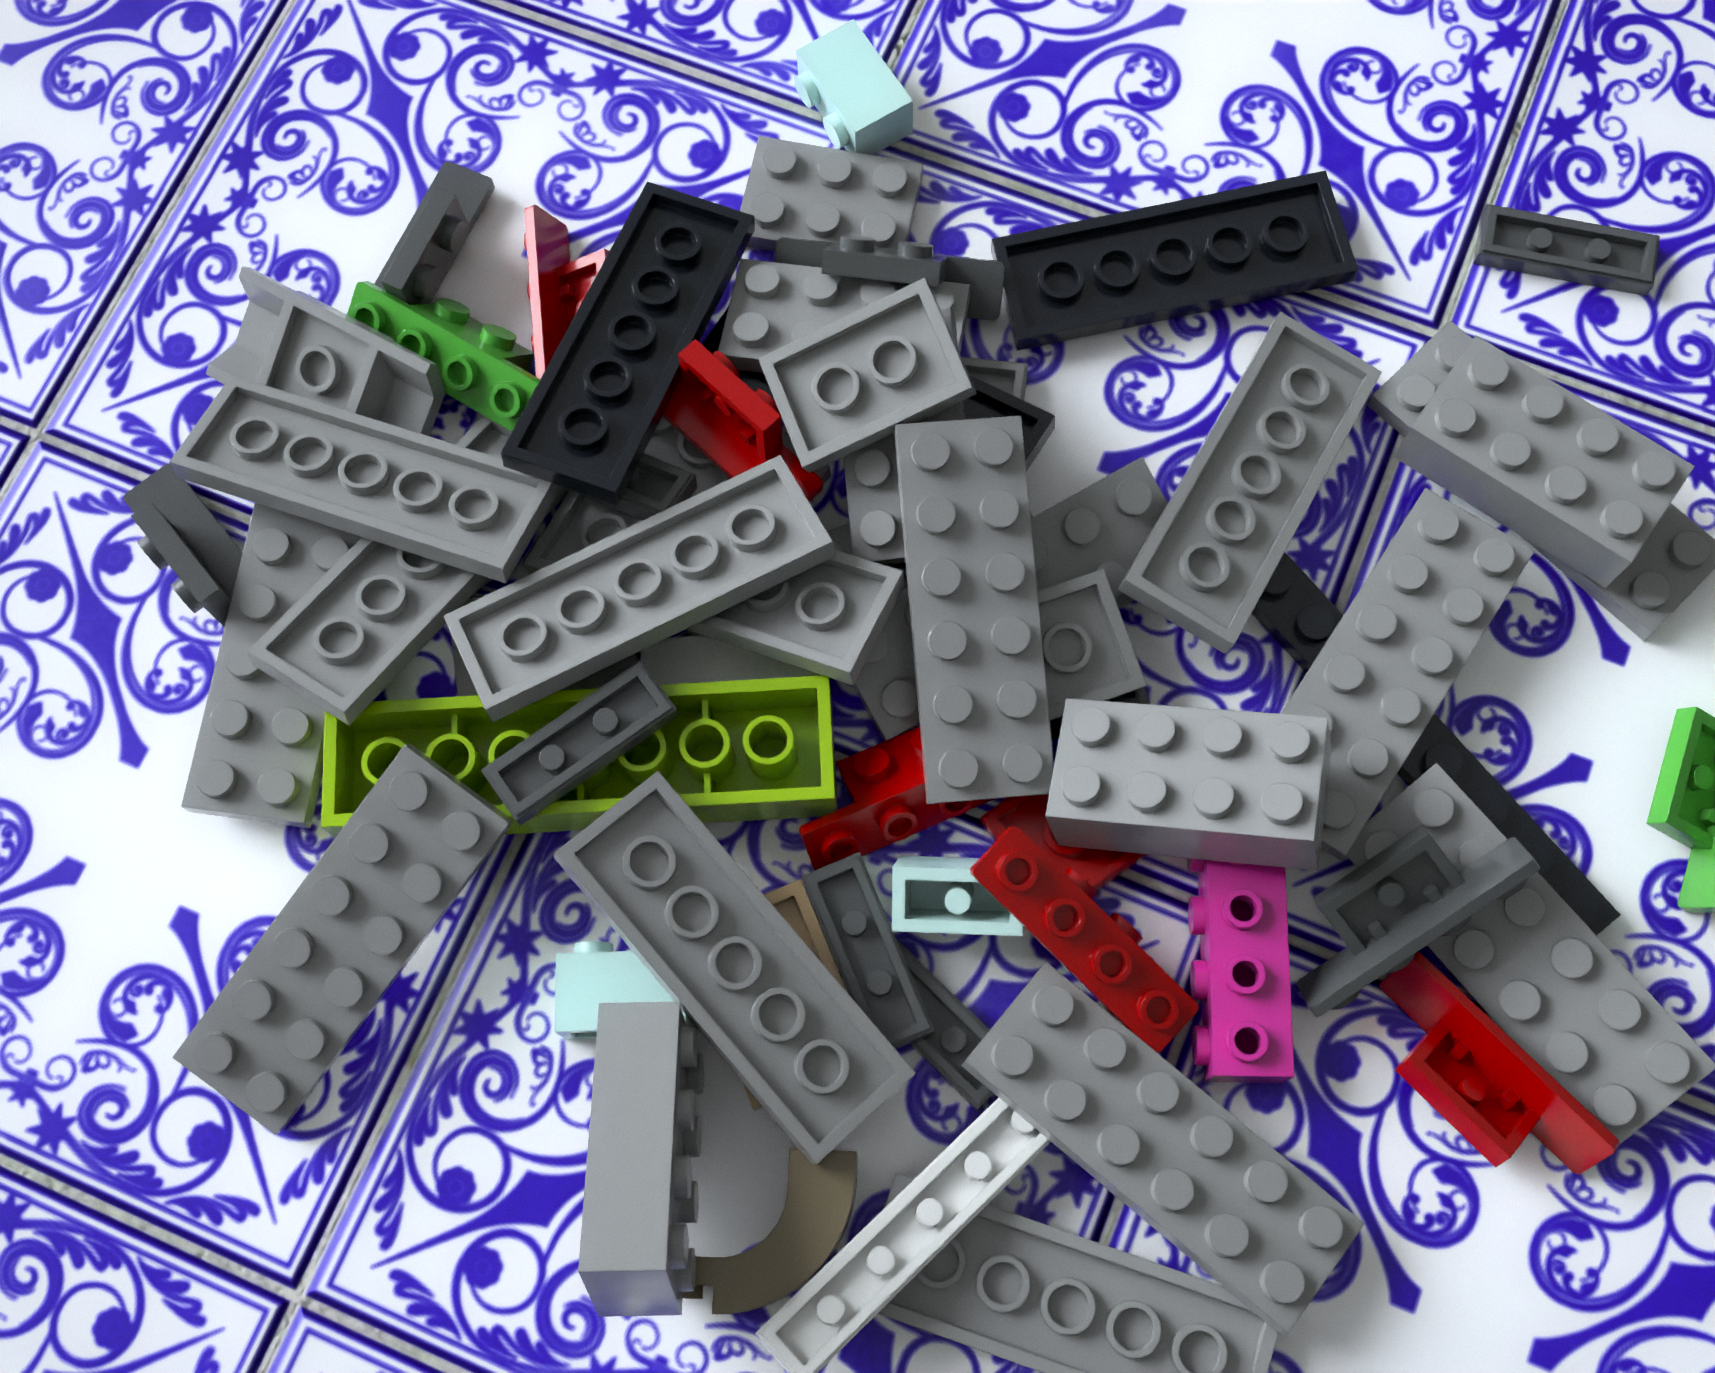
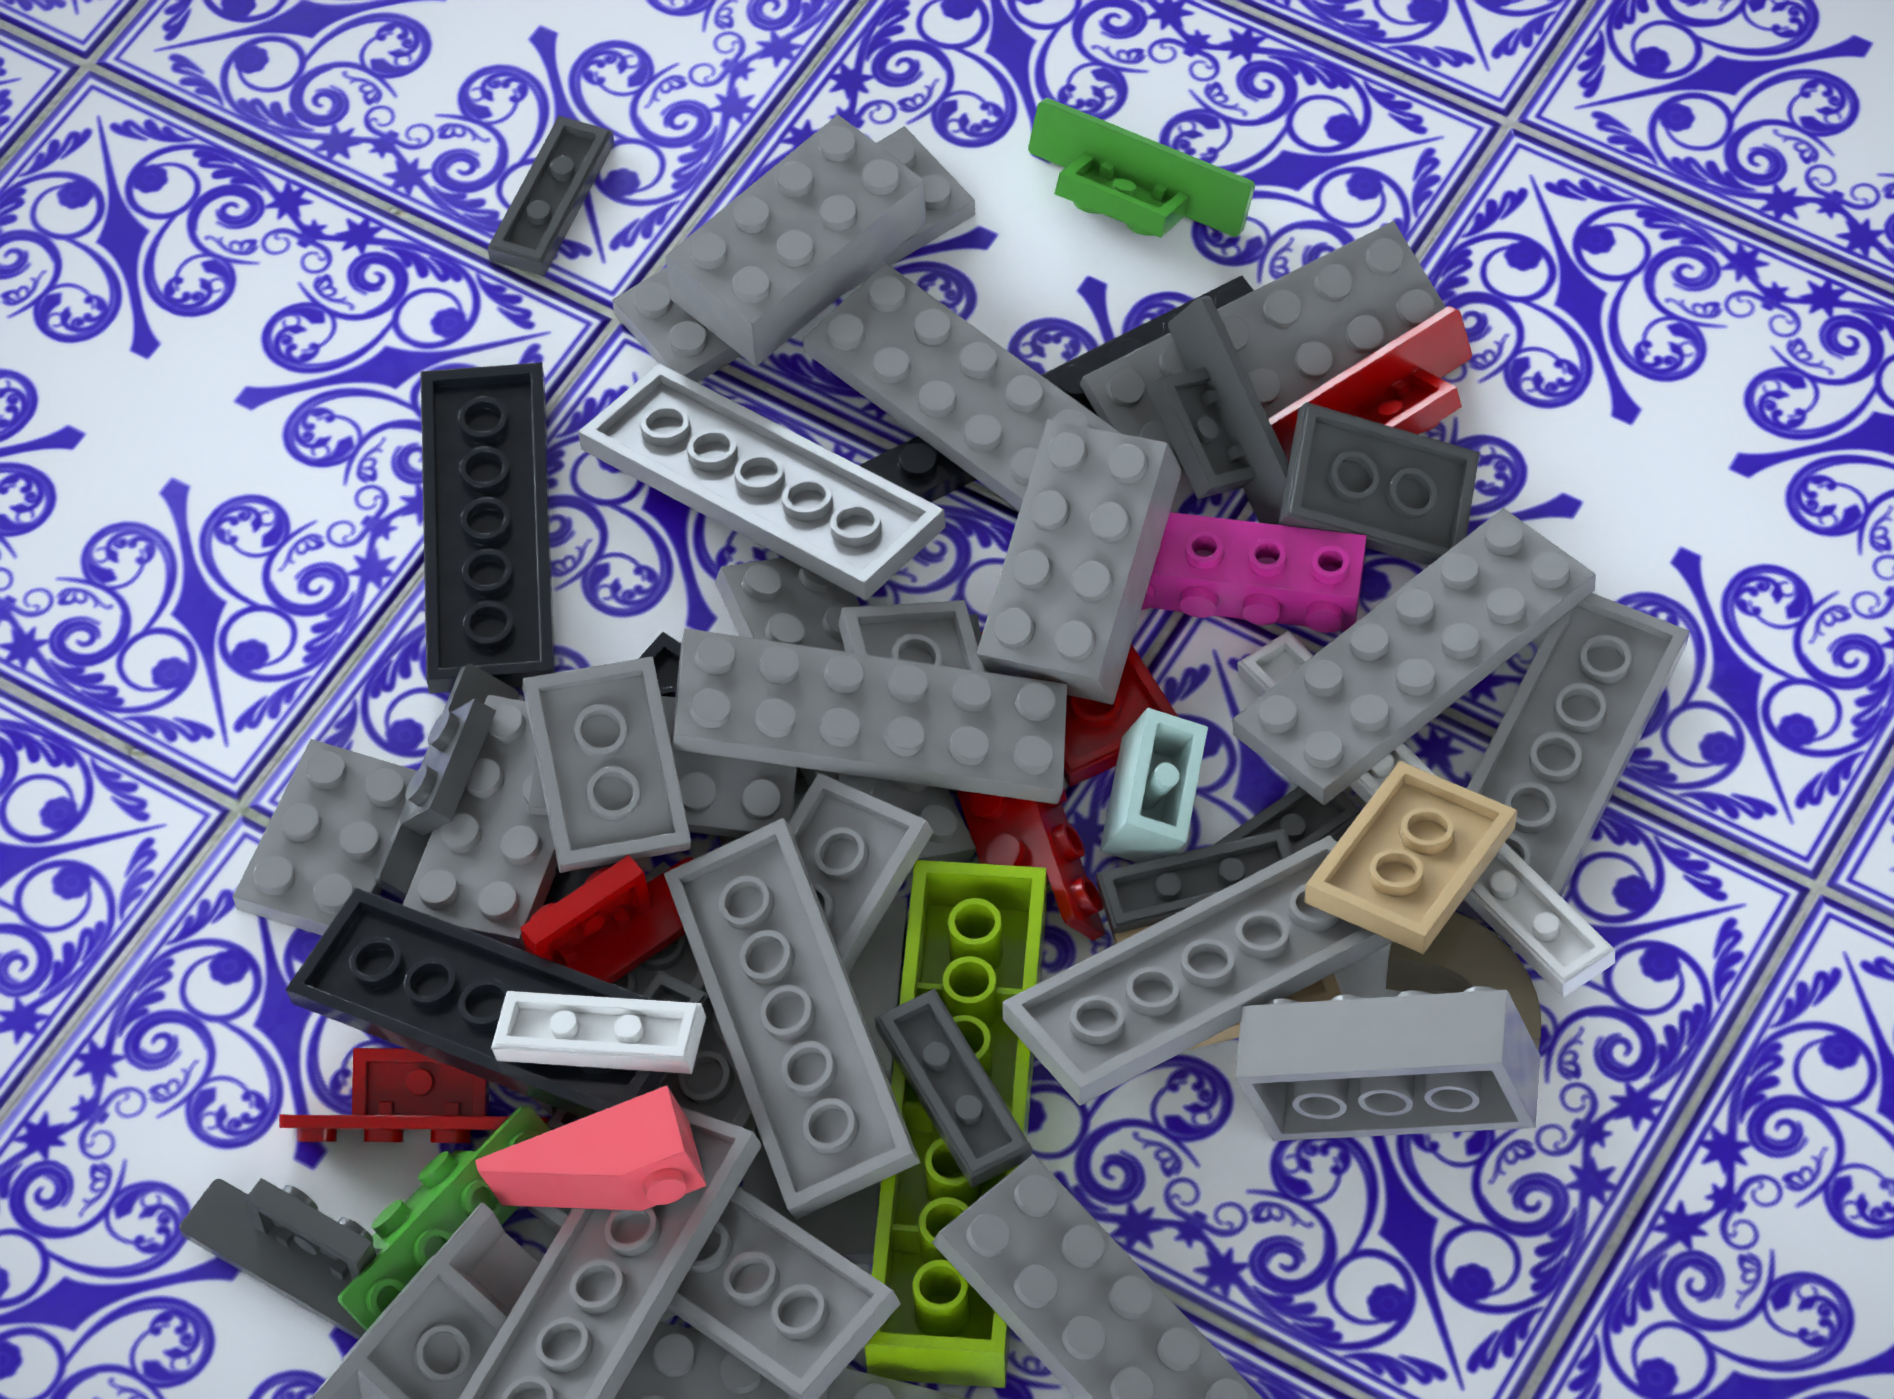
camera: 85 degrees left, 15 degrees down
(462, 458) = (609, 1160): none -> coral slope
(587, 422) = (599, 1032): none -> white tile
(599, 976) = (1209, 1117): light aqua brick -> none
(853, 91) = (204, 792): light aqua brick -> none
(879, 1158) = (1410, 857): none -> tan plate
(1084, 938) = (1215, 675): red bracket -> none
(1364, 1085) = (1378, 483): none -> dark grey tile

